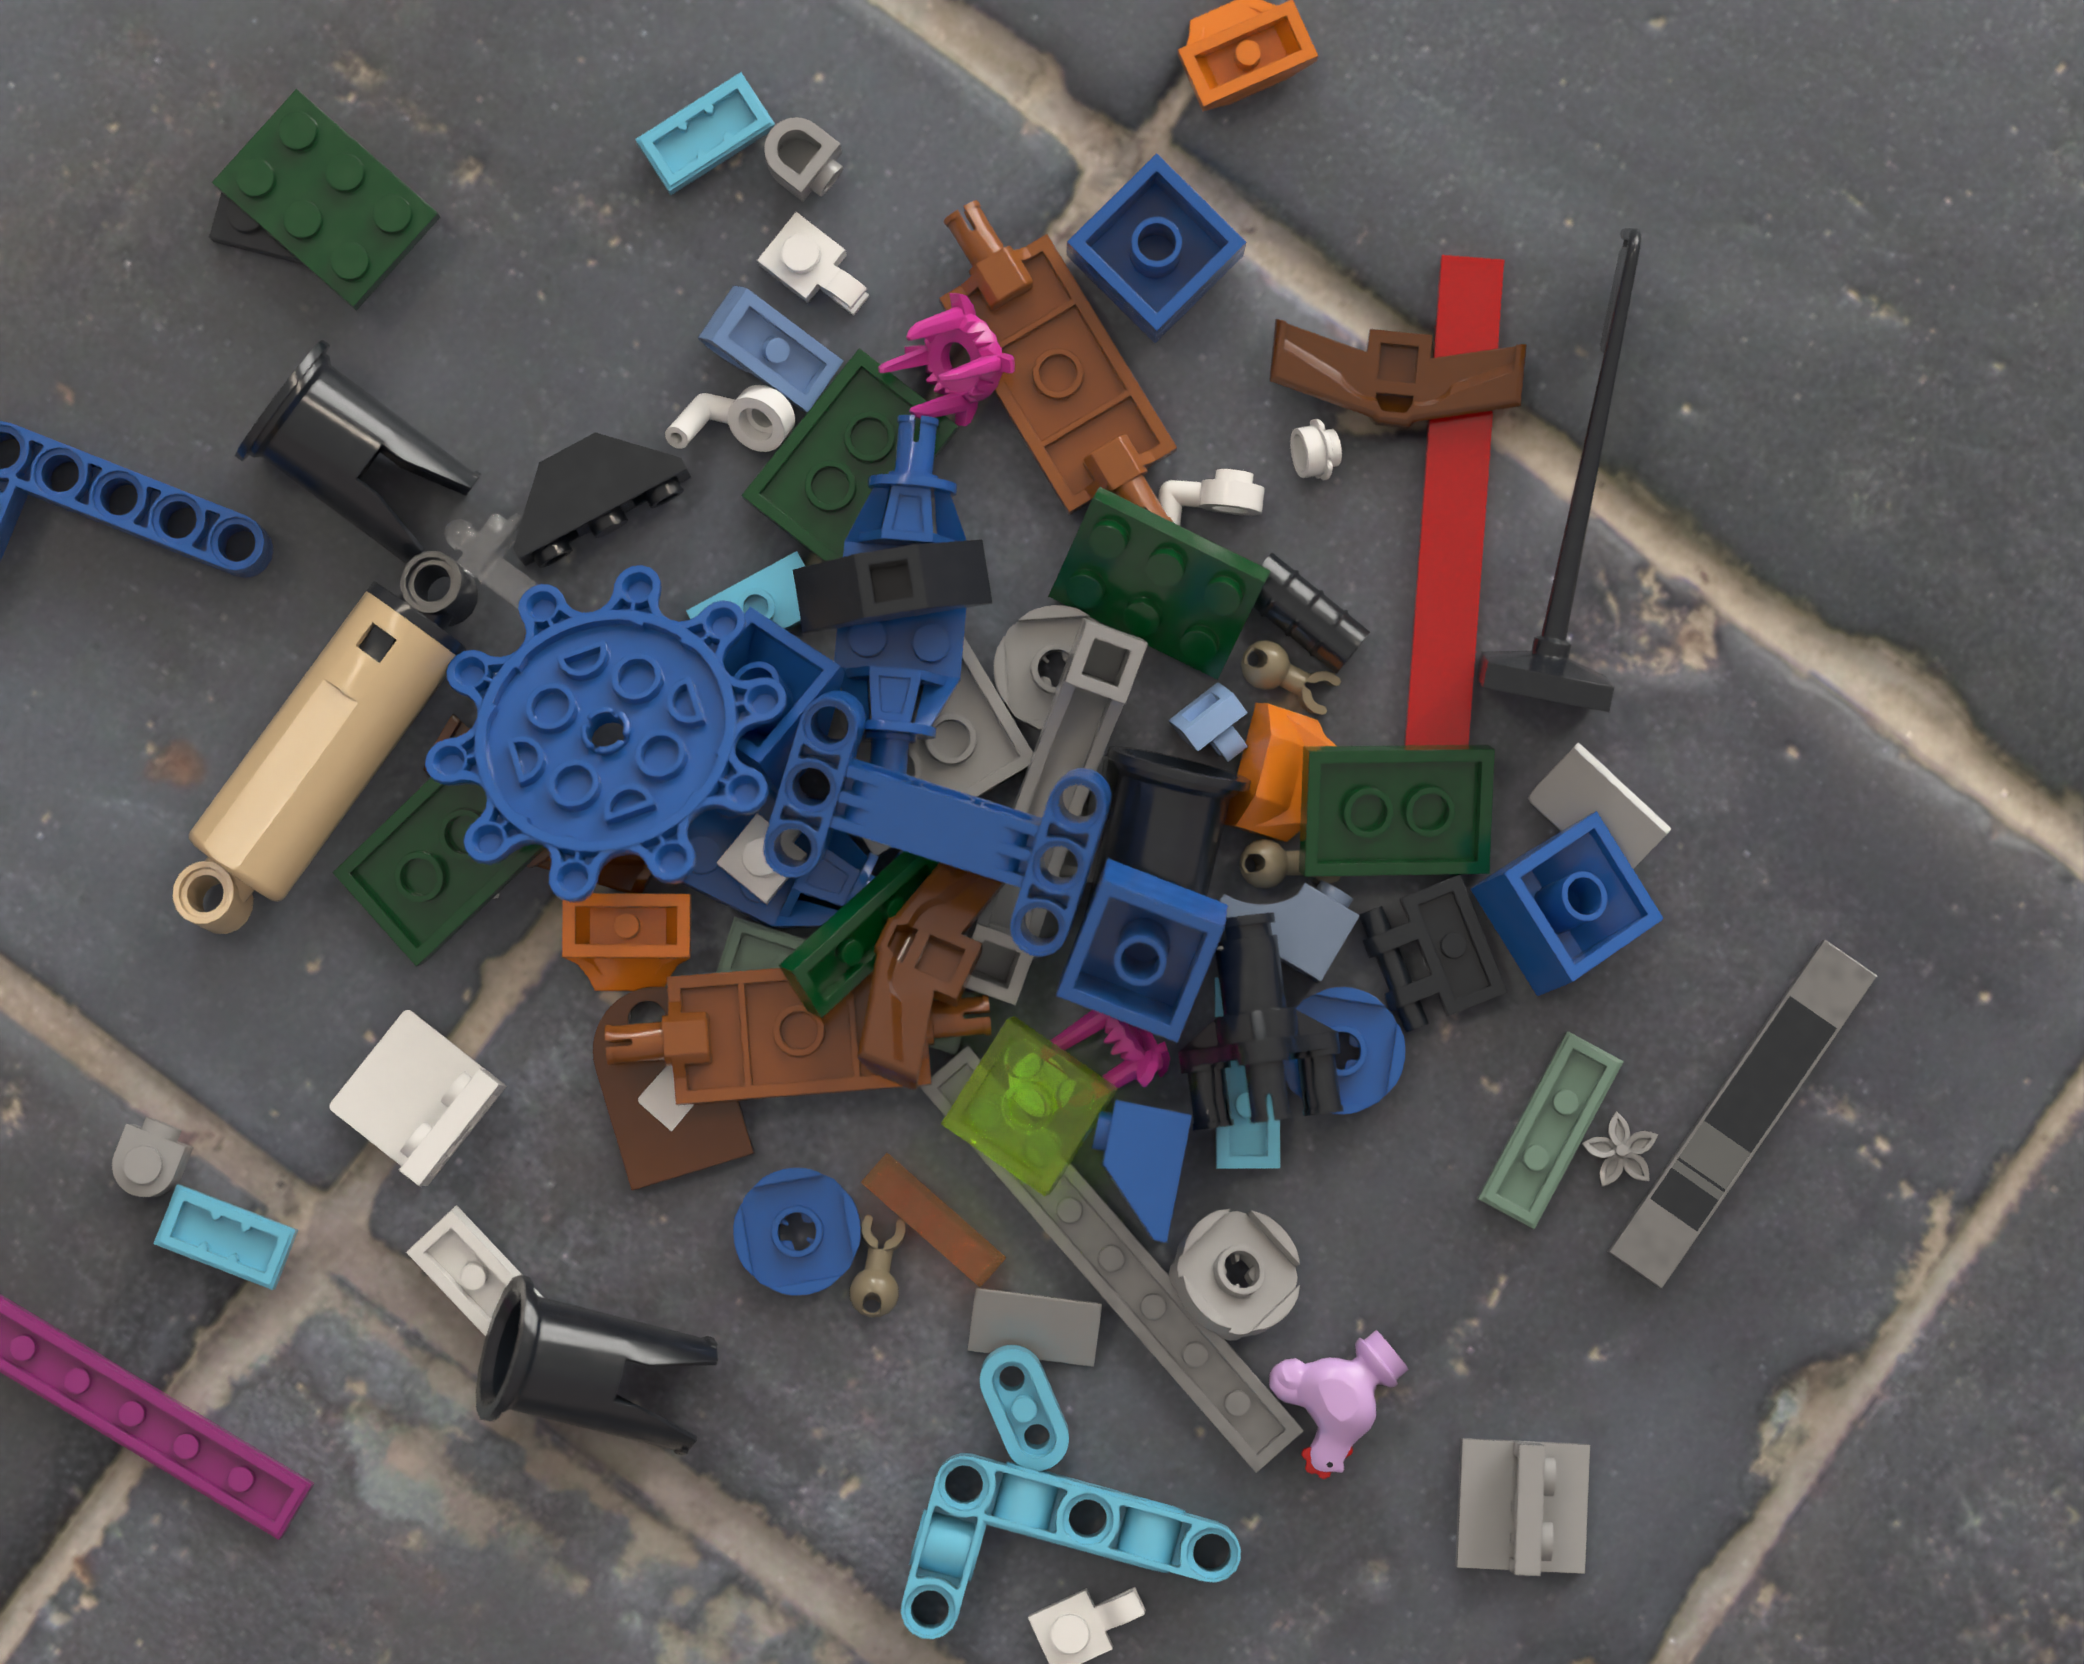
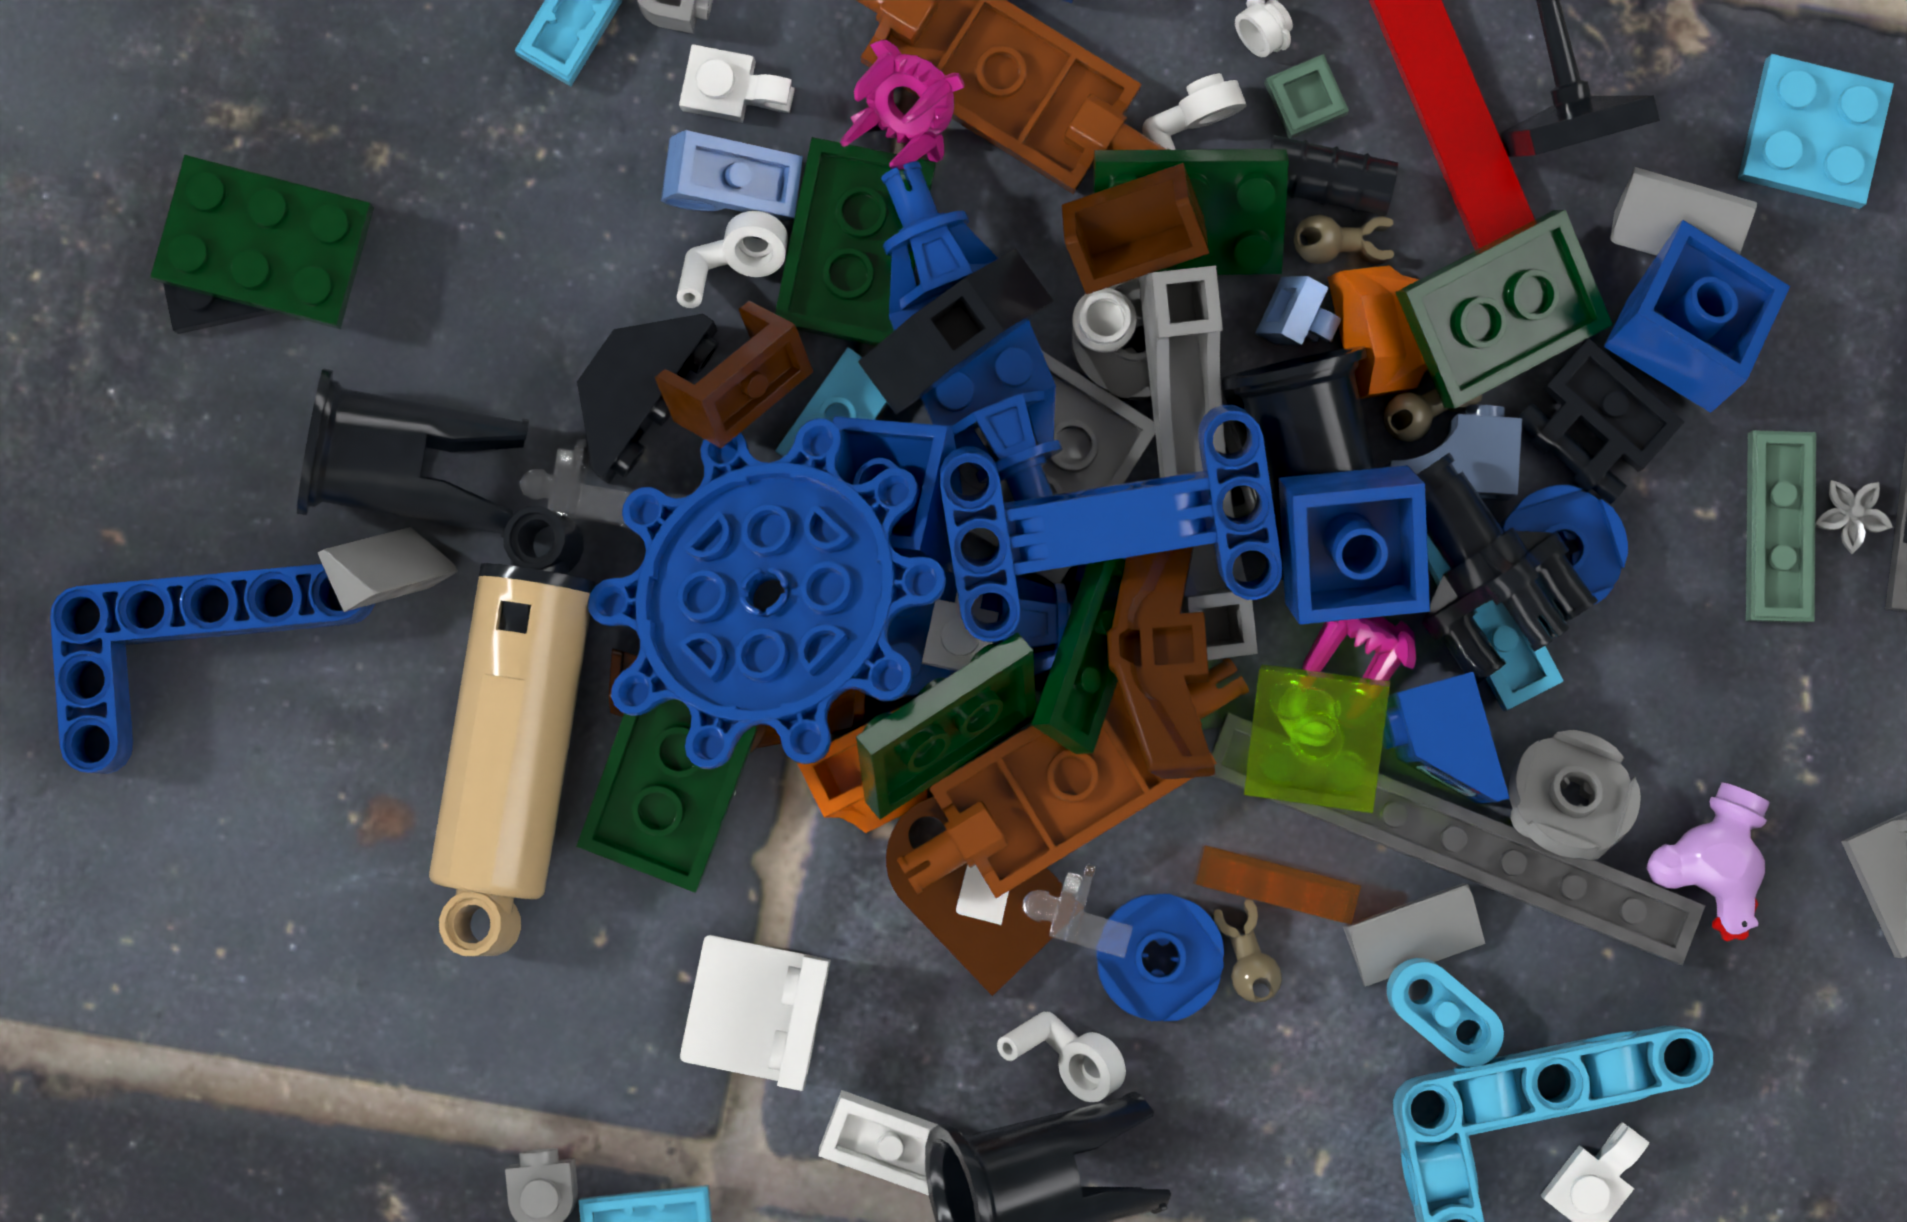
camera: 30 degrees left, 0 degrees up
(287, 541) = (384, 568): none -> light grey slope
(685, 537) = (743, 383): none -> reddish brown panel
(685, 1292) = (1087, 1064): none -> white plate
(706, 929) = (947, 724): none -> dark green plate
(733, 1157) = (1070, 919): none -> clear piece
(1033, 641) = (1104, 320): none -> white plate
(1095, 574) = (1134, 229): none -> reddish brown panel
(1322, 532) = (1306, 96): none -> sand green tile
(1764, 792) = (1815, 131): none -> medium azure plate

